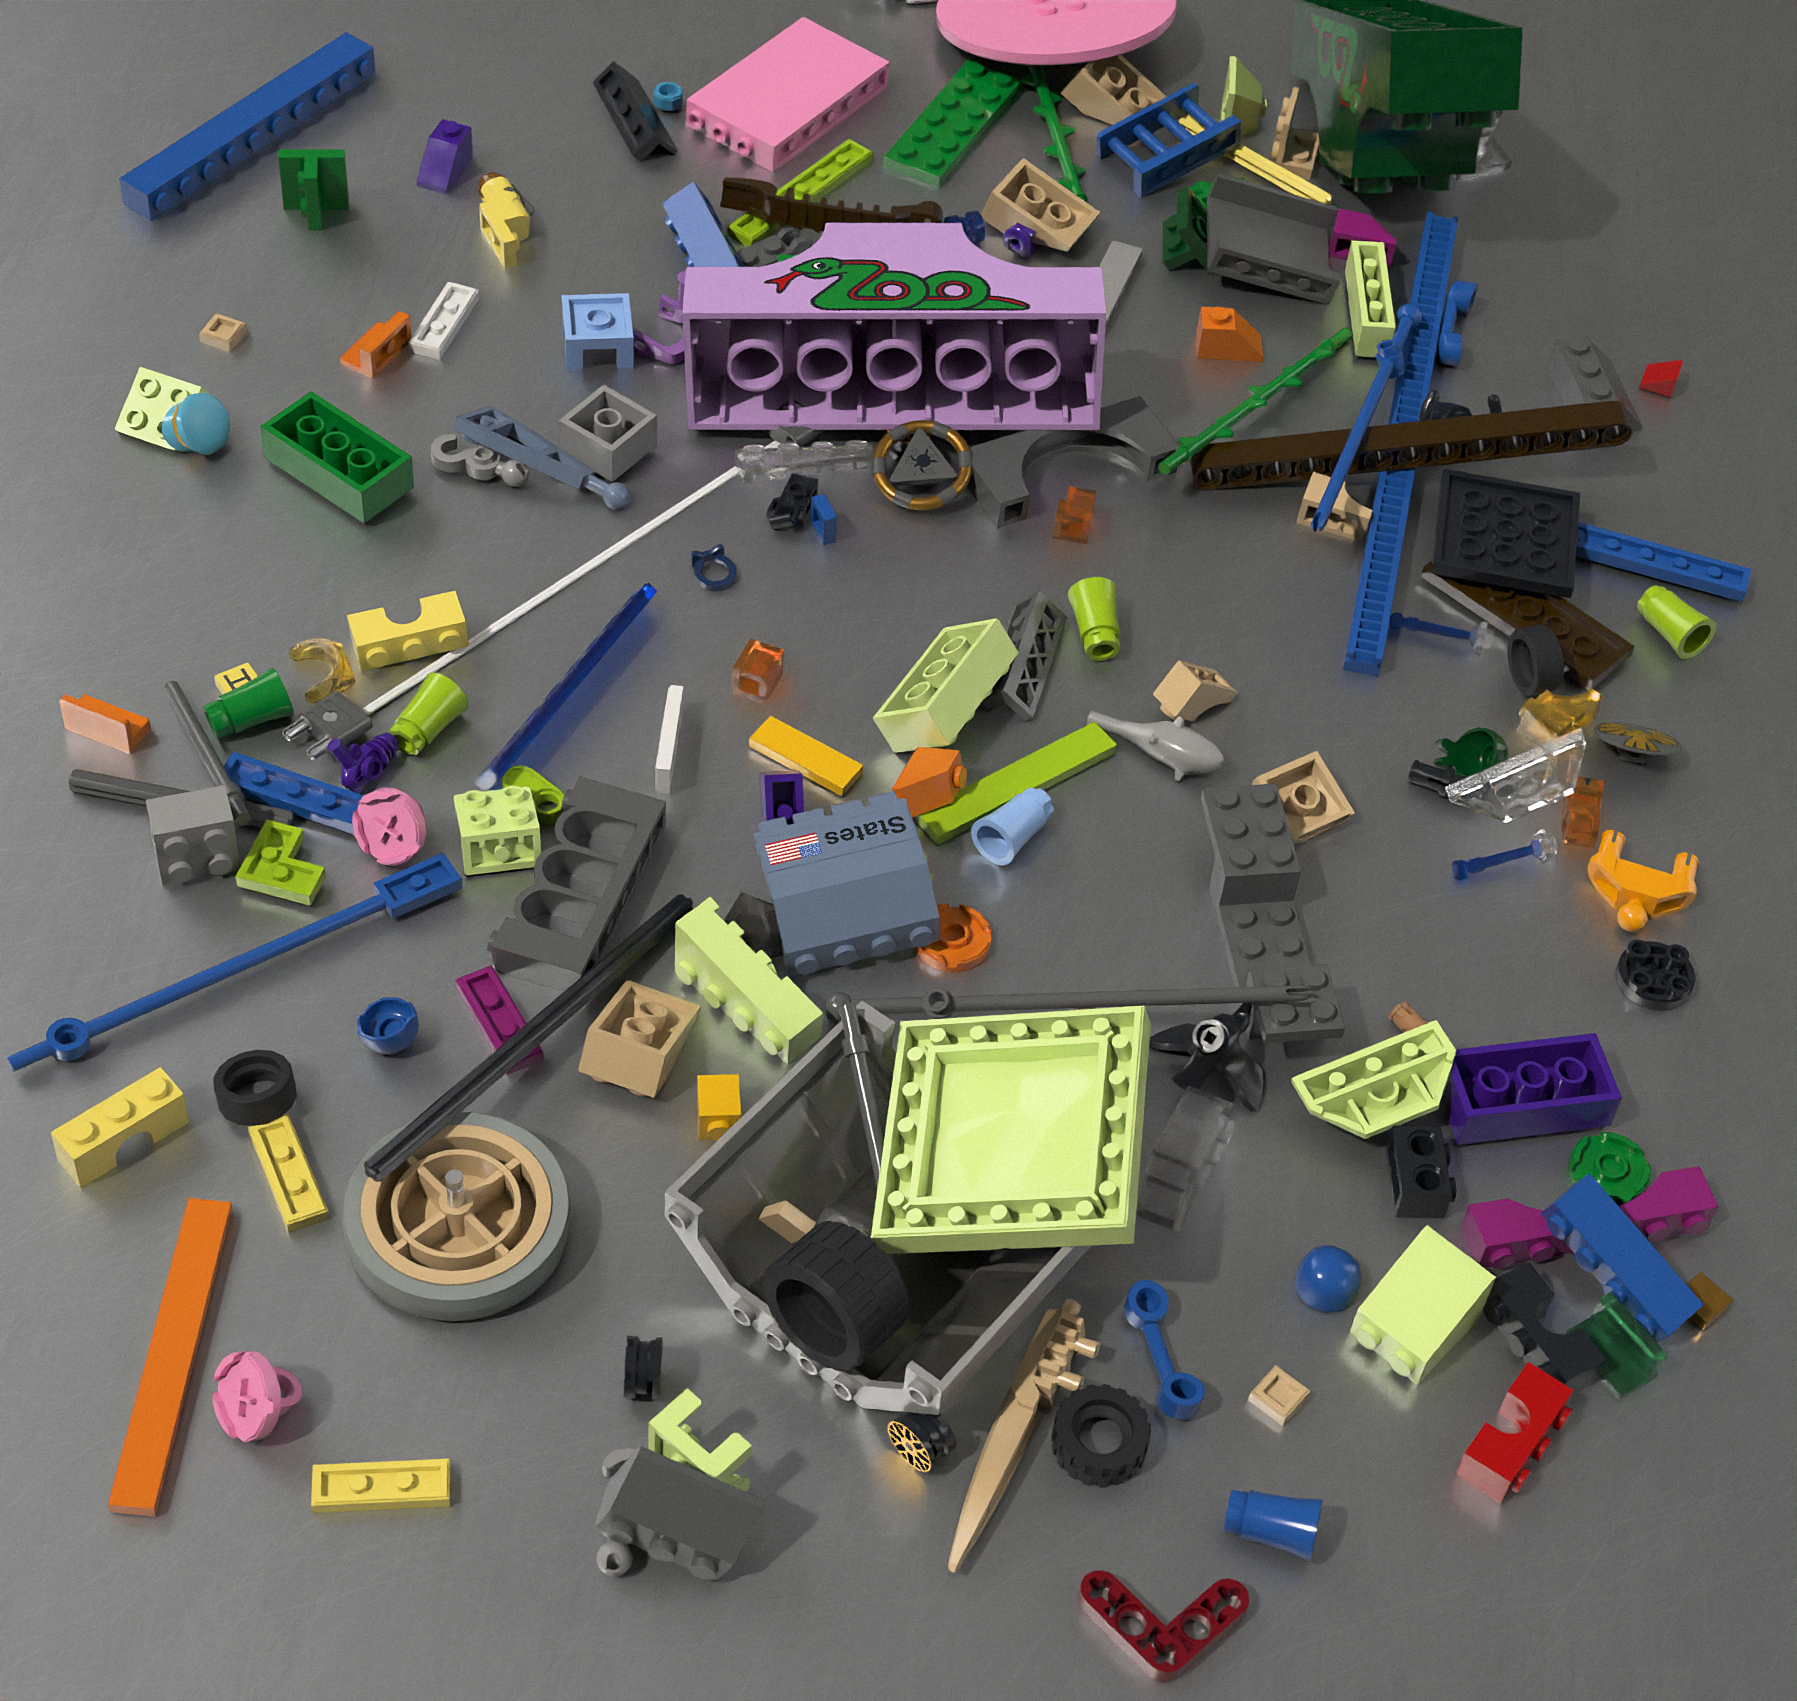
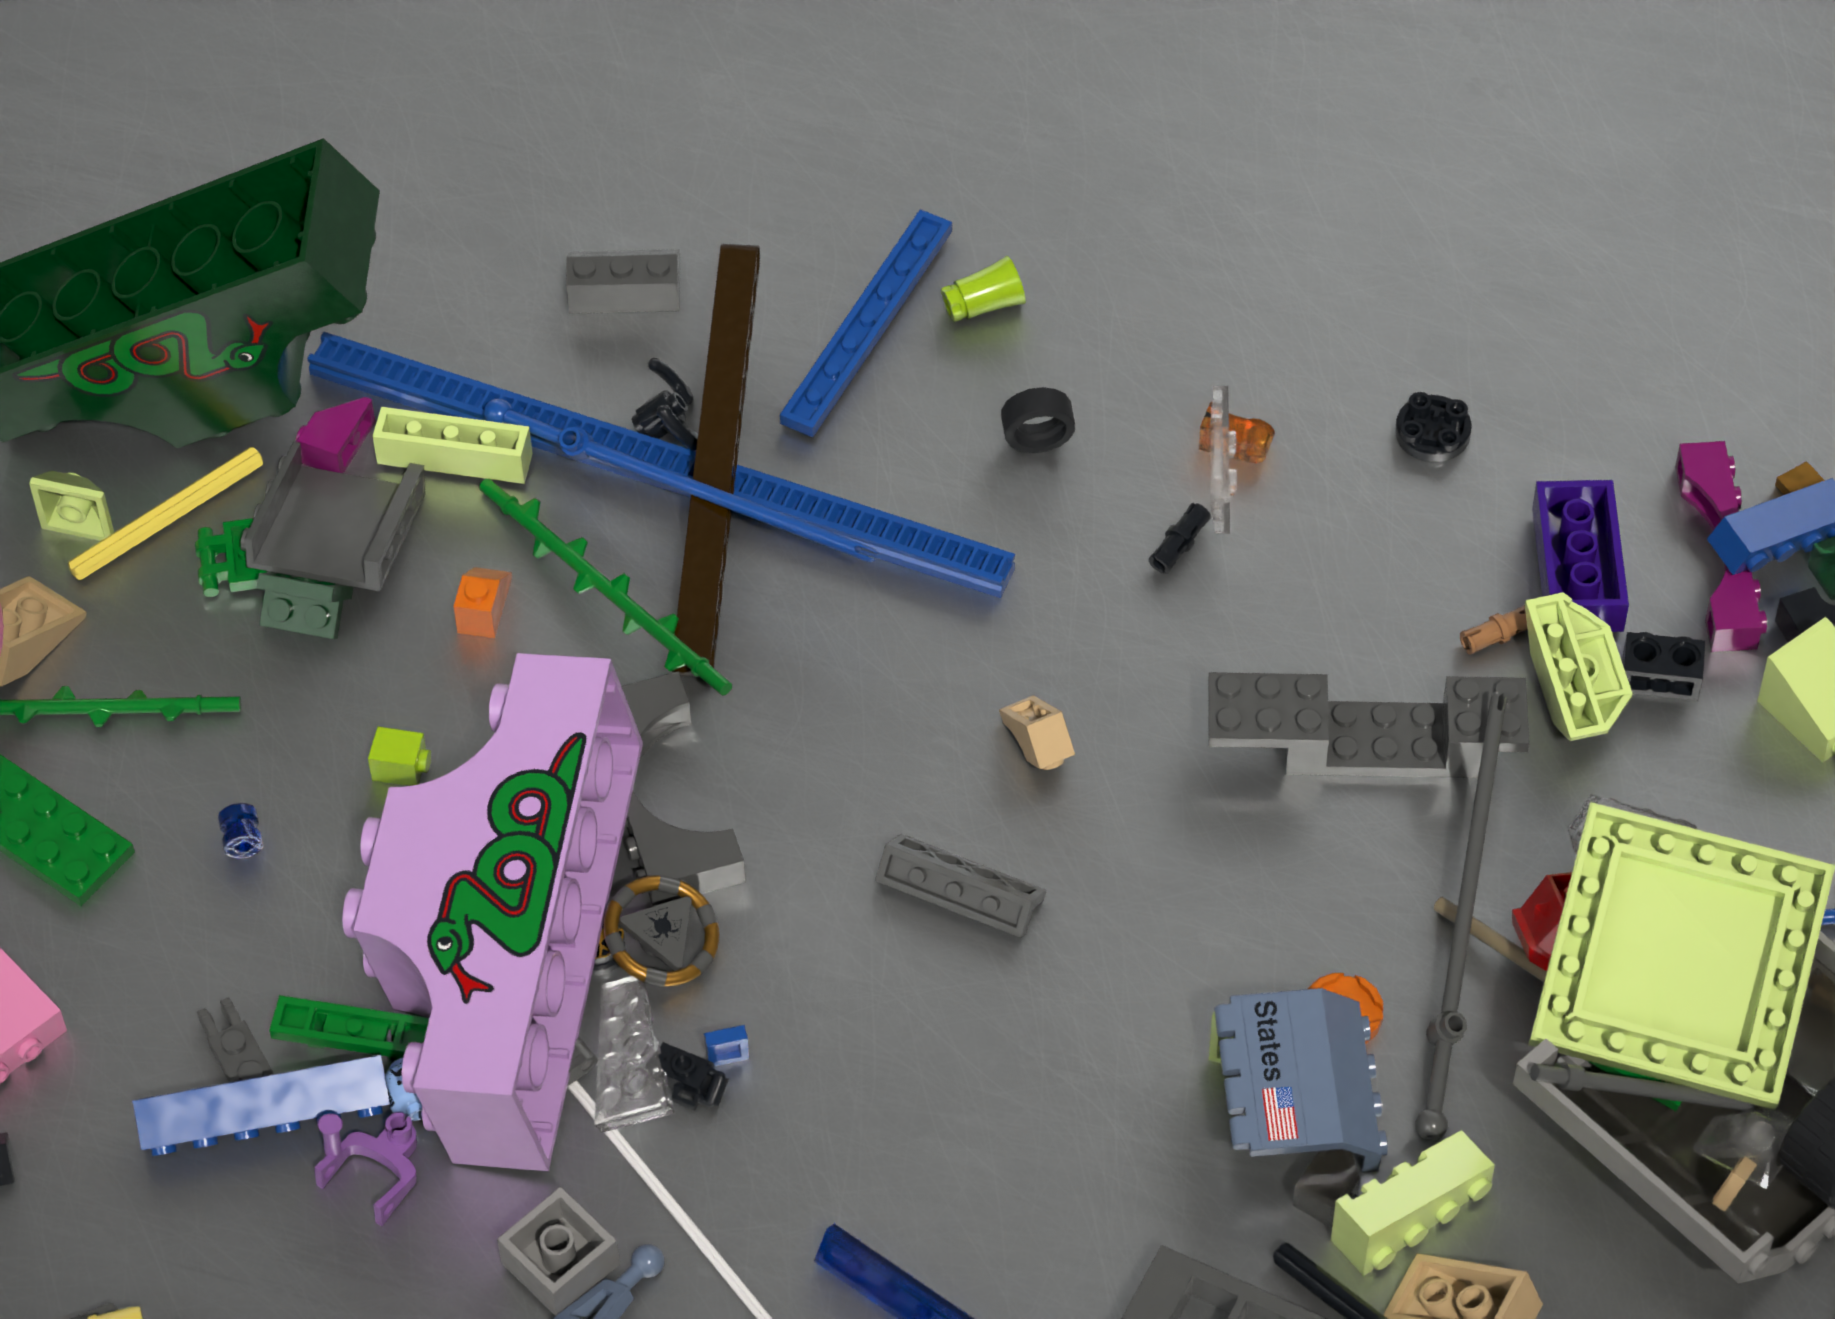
camera: 75 degrees left, 5 degrees up
(597, 323) = (363, 1246): light blue panel -> none
(669, 740) = (1052, 1239): white tile -> none
(716, 554) = (766, 1186): dark blue piece -> none
(717, 1104) = (1560, 1246): yellow brick -> none
(757, 671) = (957, 1140): clear orange brick -> none
(762, 200) = (164, 1031): dark brown piece -> none
(781, 794) = (1163, 1139): dark purple slope -> none
(806, 755) = (1079, 1113): yellow tile -> none
(816, 181) = (123, 1002): lime tile -> none
(931, 779) = (1146, 992): orange slope -> none
(946, 686) = (1022, 953): yellowish green brick -> none
(1011, 826) = (1209, 927): light blue plant -> none
(1020, 239) = (277, 772): dark purple piece -> none
(1036, 771) = (1138, 920): lime tile -> none
(1040, 204) = (228, 745): tan slope -> none
(1075, 515) = (752, 794): clear orange brick -> none
(1096, 616) = (921, 801): lime plant -> none
(1117, 271) = (358, 698): light grey tile -> none
(1168, 743) = (1109, 767): light grey piece -> none
(1174, 161) = (148, 560): blue fence -> none
(1215, 1048) = (1520, 798): black animal -> none
(1294, 147) = (148, 463): tan bracket -> none
(1308, 796) = (1185, 658): tan slope -> none
(1328, 1278) = (1772, 764): blue hair -> none
(1347, 515) = (770, 557): tan arch -> none
(1458, 300) = (459, 359): blue piece -> none
(1472, 752) = (1156, 503): dark green piece -> none
(1479, 638) = (985, 463): clear blue piece -> none
(1506, 533) = (853, 402): black plate -> none
(1541, 846) = (1273, 477): clear blue piece -> none
(1556, 715) = (1111, 427): clear yellow arch -> none
(1586, 645) = (943, 417): dark brown plate -> none
(1613, 1163) = (1656, 520): green tile -> none
(1637, 889) = (1333, 412): light orange connector -> none
(1638, 739) = (1144, 363): shield -> none
(1661, 377) = (609, 211): red slope -> none

